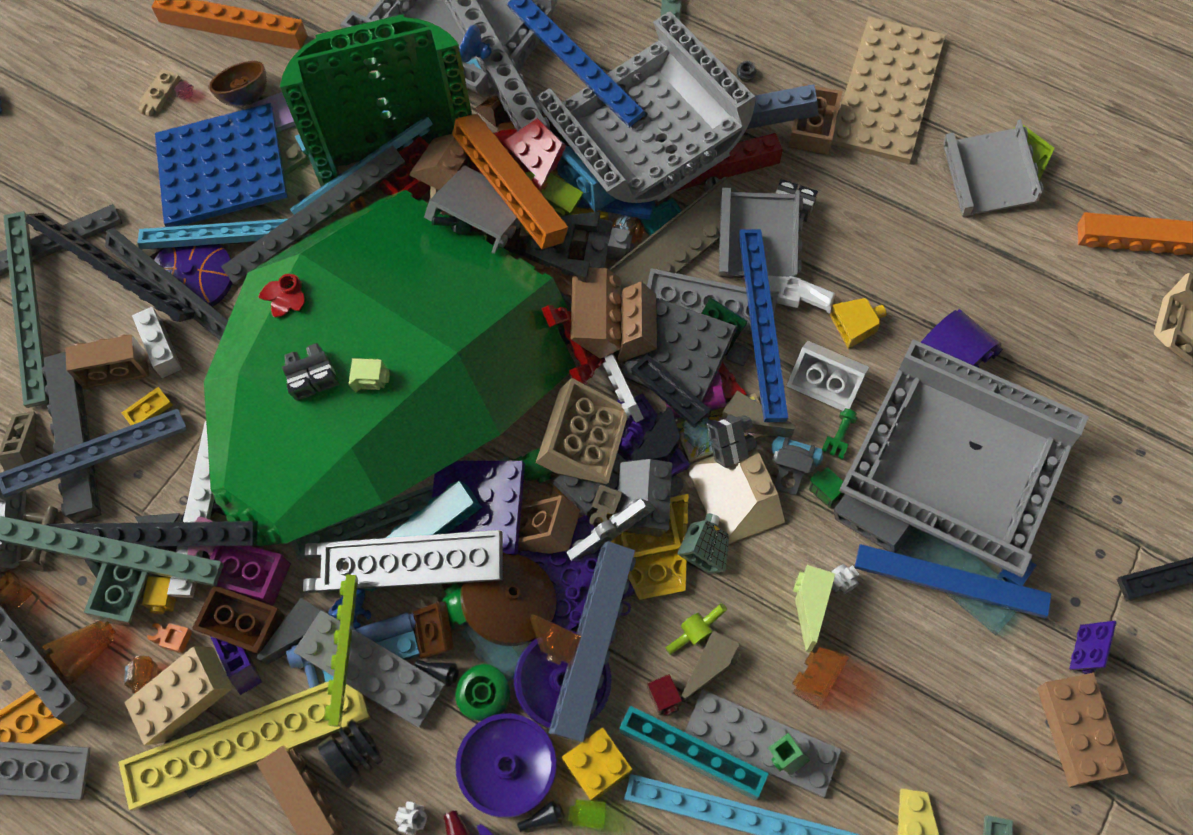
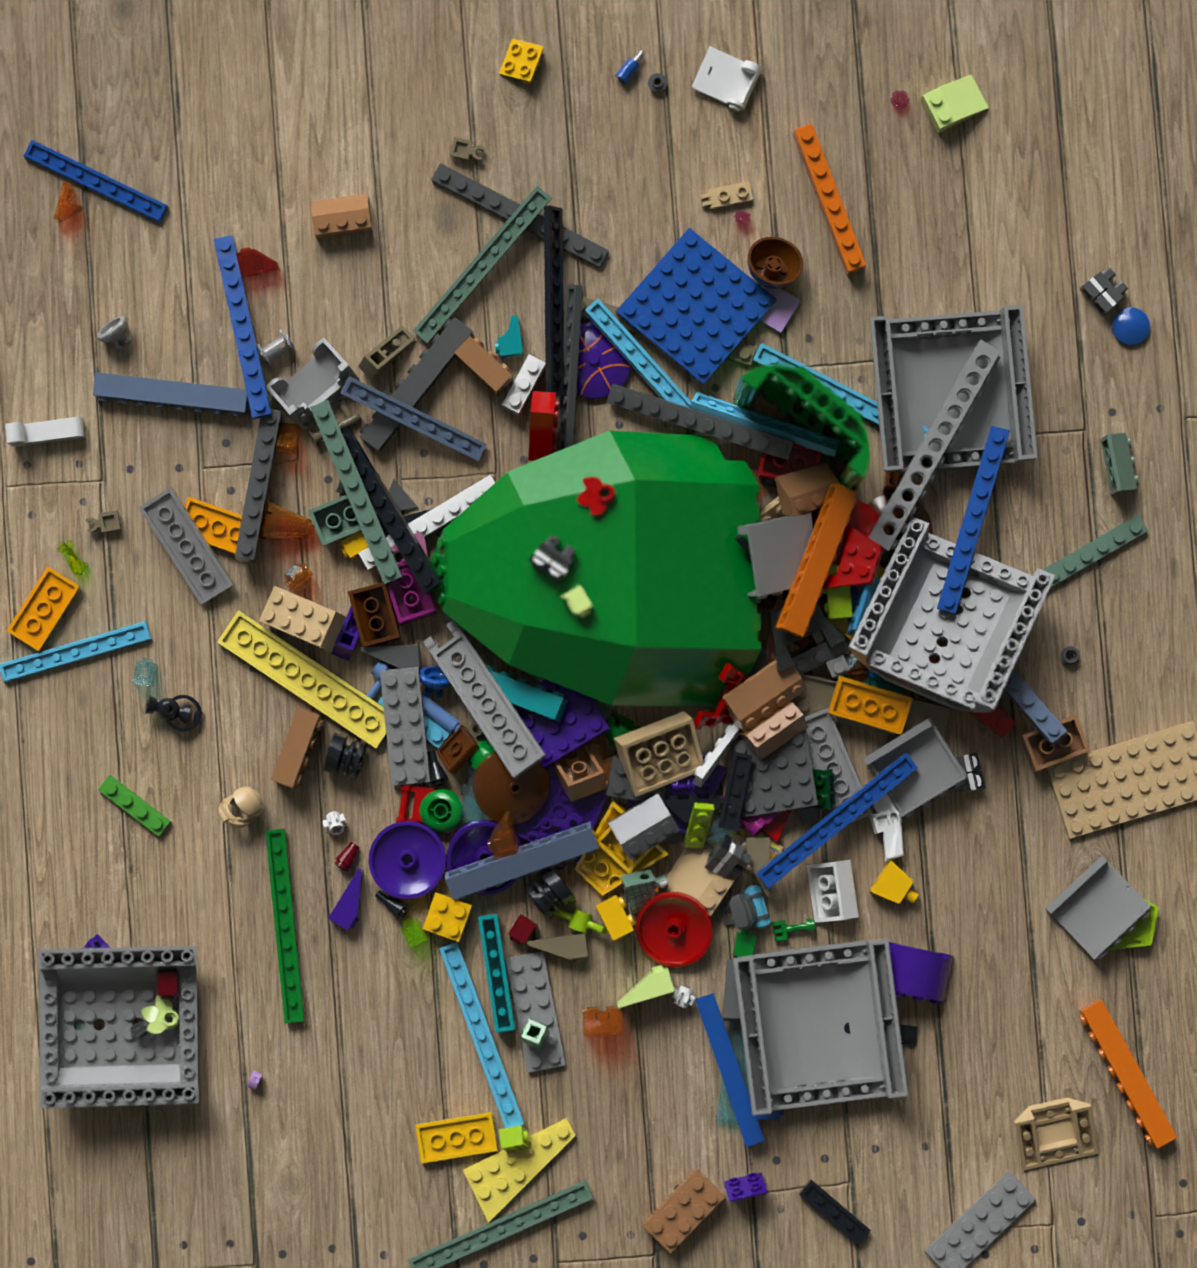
camera: 50 degrees right, 20 degrees up
(24, 87) = (657, 88): none -> dark grey plate
(71, 37) = (729, 78): none -> white door
(108, 324) = (510, 343): none -> teal arch
(147, 407) = (472, 420): yellow plate -> none
(171, 638) = (335, 576): orange plate -> none
(194, 335) = (543, 425): none -> red brick
(340, 661) = (408, 700): lime plate -> none
(449, 704) = (420, 793): none -> red plate
(473, 45) = (917, 443): blue hair -> none
(605, 501) = (621, 803): dark tan plate -> none
(610, 529) = (609, 824): light grey hinge -> none
(646, 636) = (550, 893): none -> black wheel
(674, 232) = (870, 705): none -> light orange plate
(679, 444) = (698, 825): none -> lime plate
(716, 586) = (614, 917): none -> yellow brick
(768, 540) = (674, 929): none -> red dish

